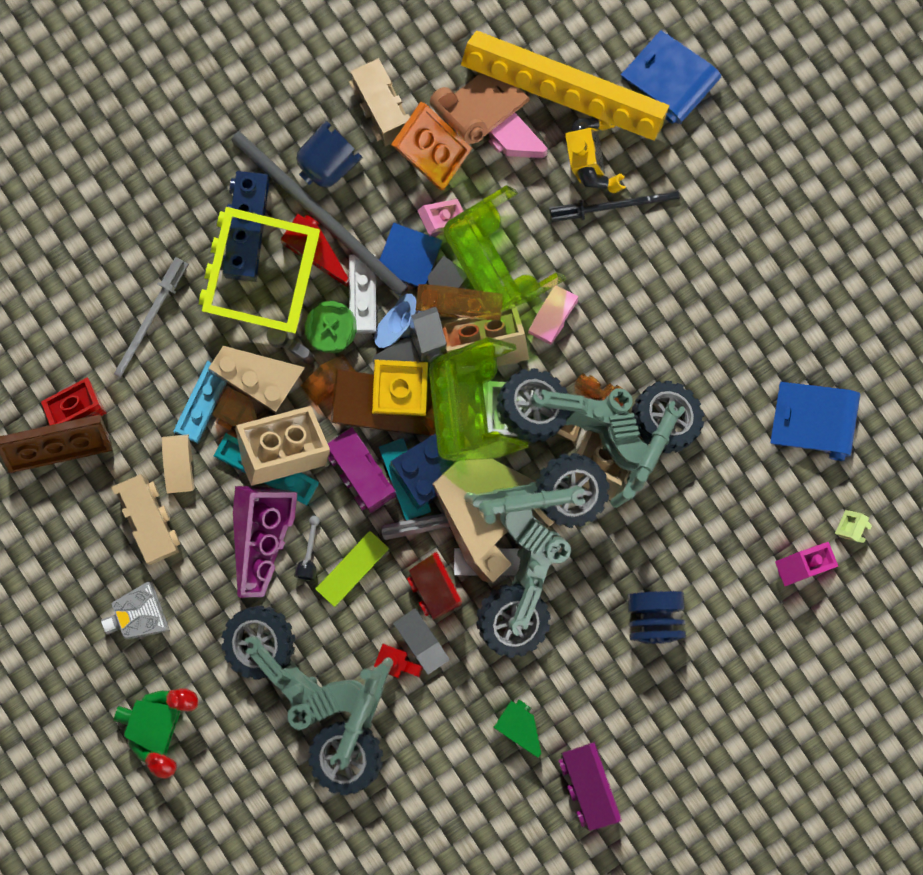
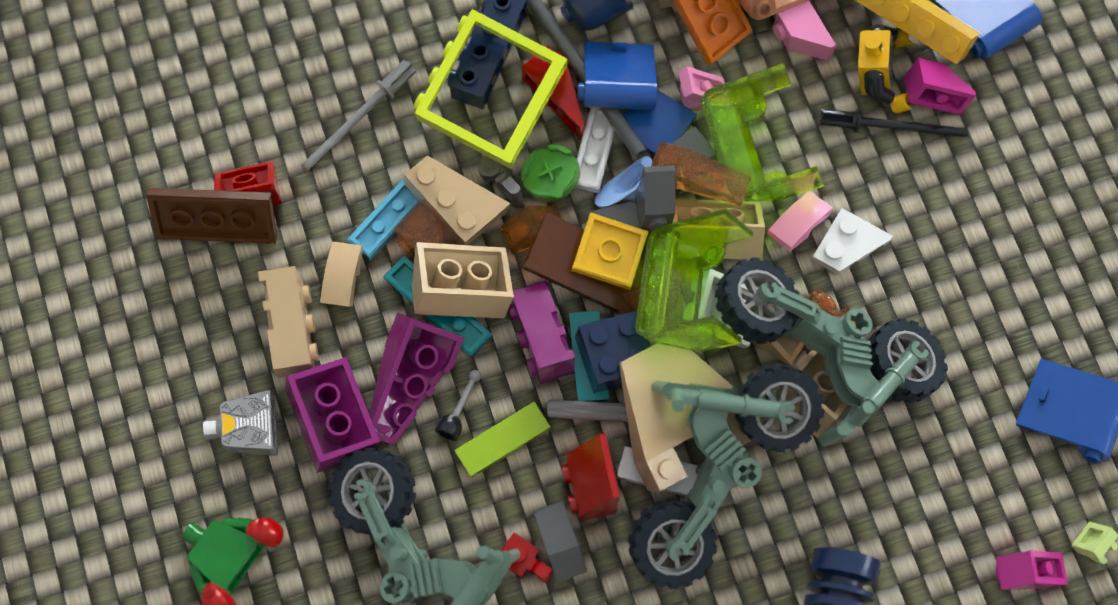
camera: 15 degrees right, 10 degrees down
(205, 586) = (330, 413): none -> magenta slope
(366, 223) = (618, 76): none -> blue door
(598, 321) = (848, 242): none -> white wing
(642, 163) = (937, 87): none -> dark pink slope

